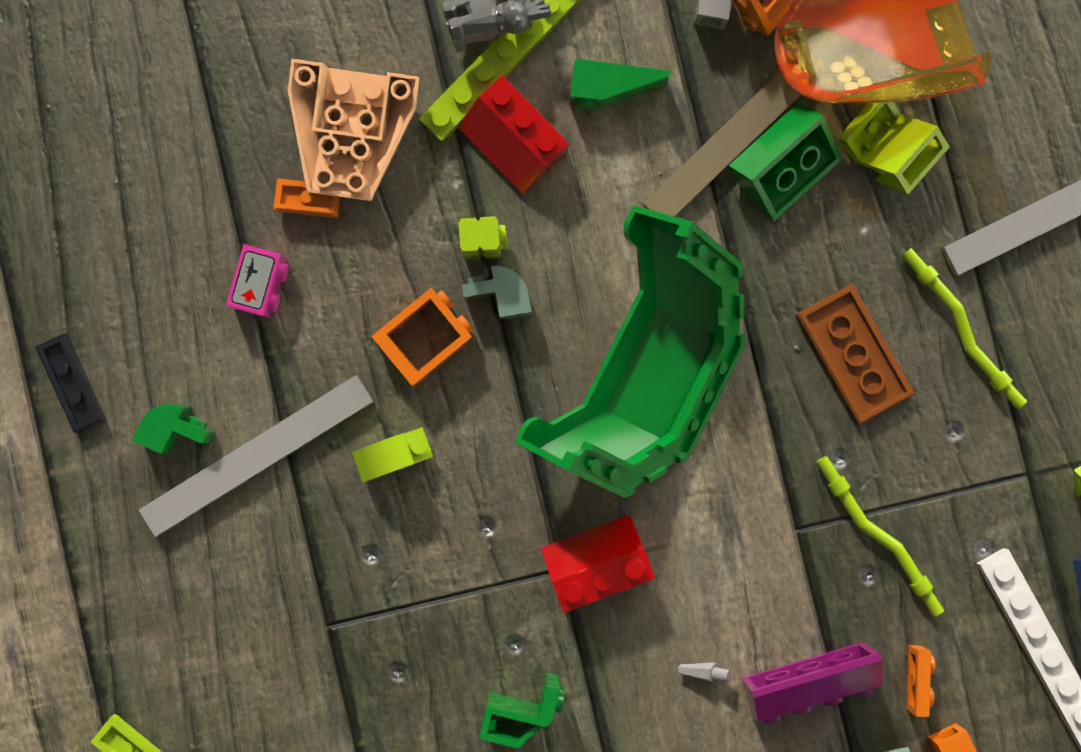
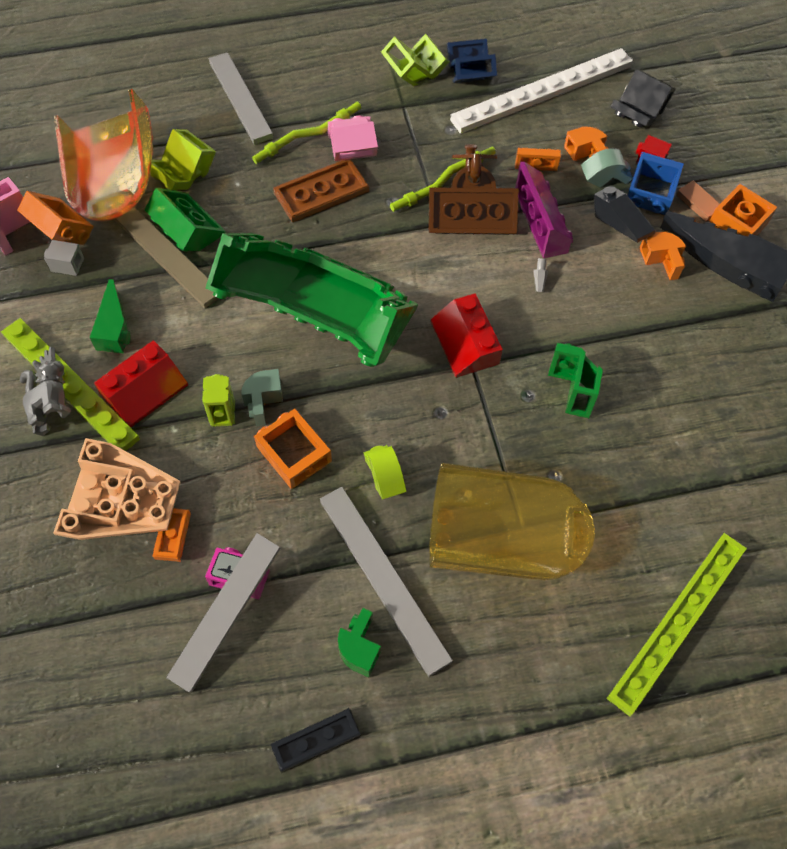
camera: 90 degrees left, 25 degrees down
(203, 272) = (223, 613): none -> light grey tile
(306, 608) = (507, 524): none -> clear yellow windscreen
(818, 582) = (472, 204): none -> reddish brown plate
(946, 397) = (352, 138): none -> bright pink piece

